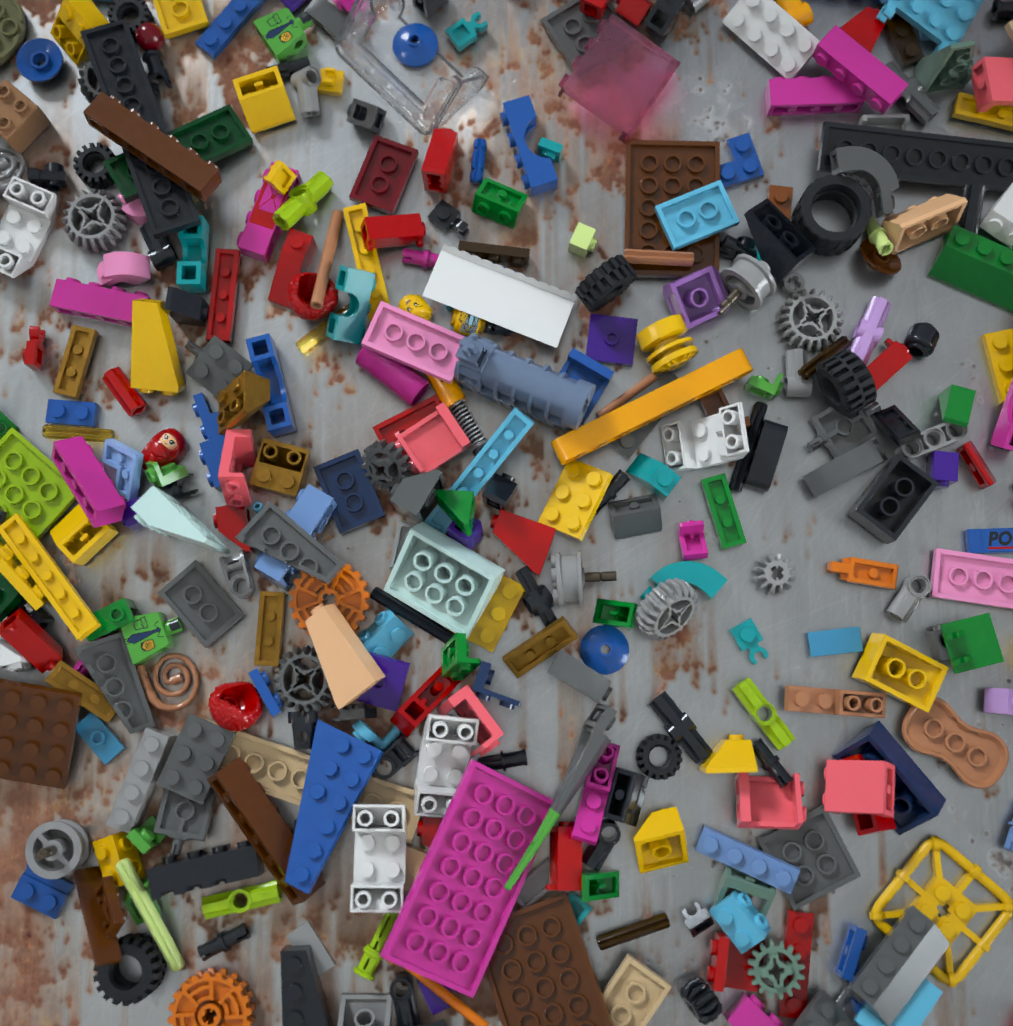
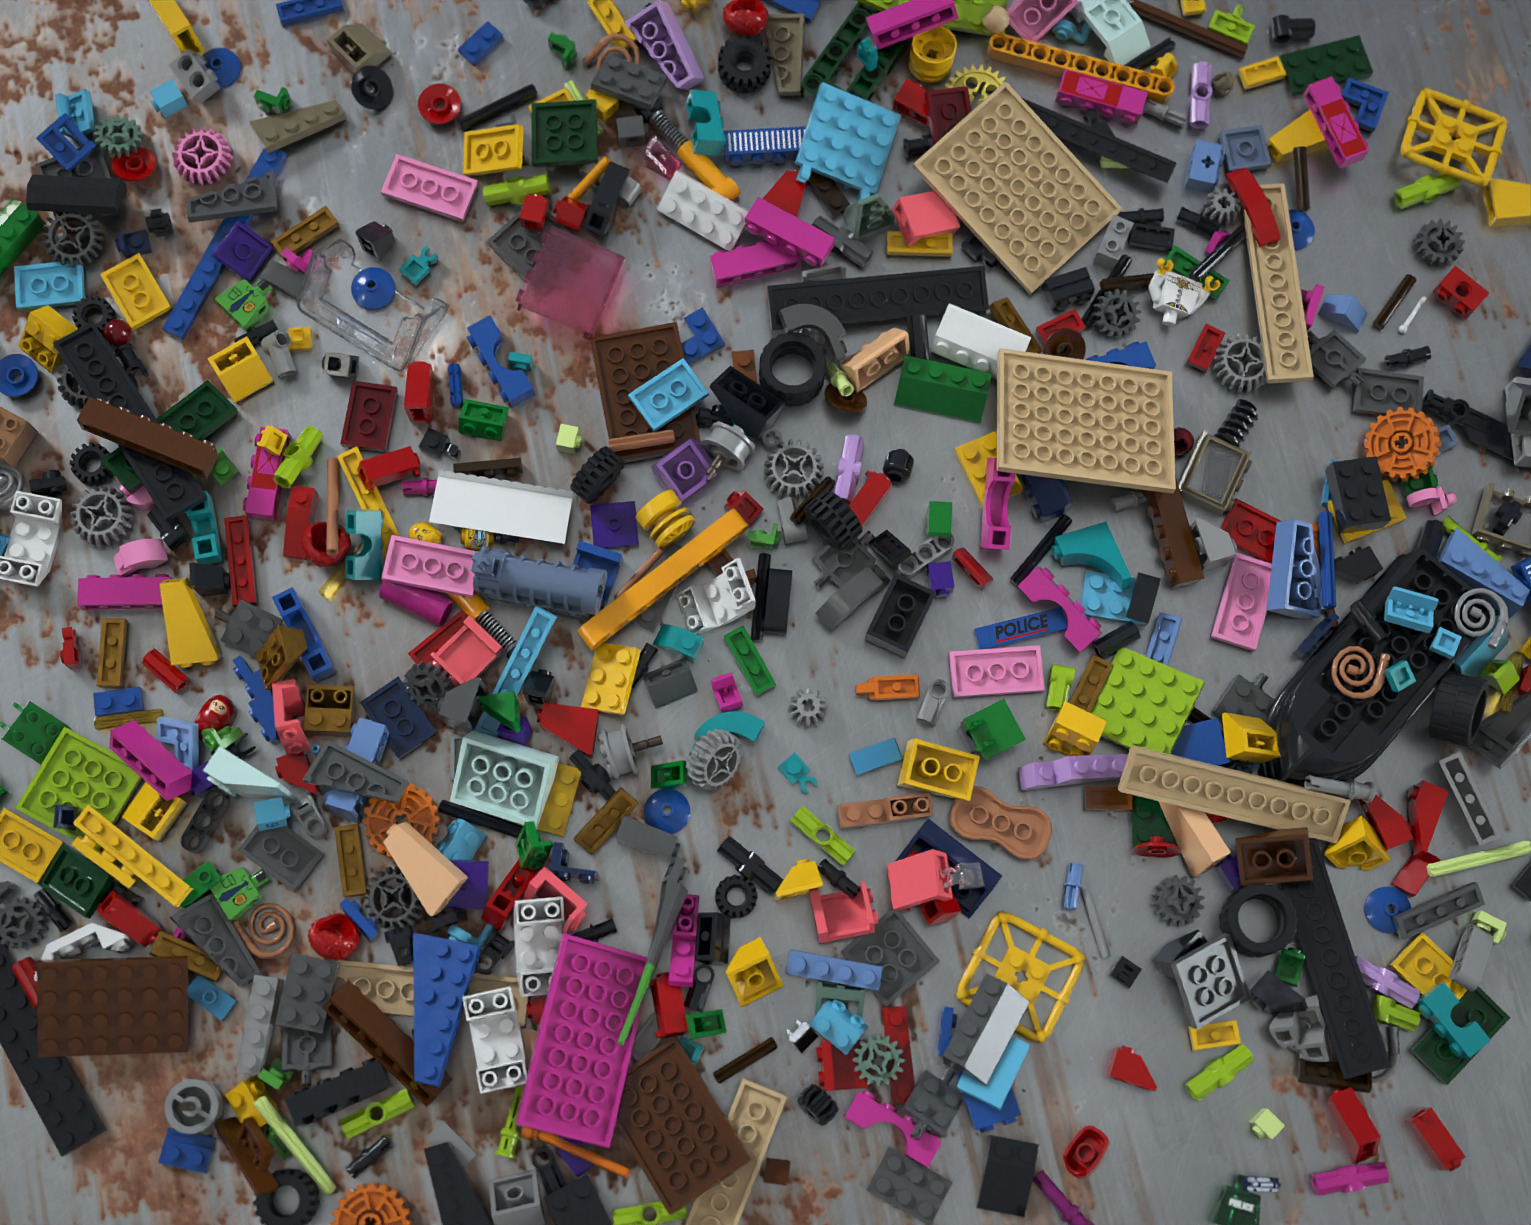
camera: 20 degrees left, 5 degrees down
(120, 558) = (205, 833): none -> black beam
(198, 563) = (271, 813): none -> medium azure brick
(226, 197) = (224, 469): none -> bright green bracket
(752, 347) = (744, 505): none -> red bracket
(912, 796) = (966, 875): none -> clear plate

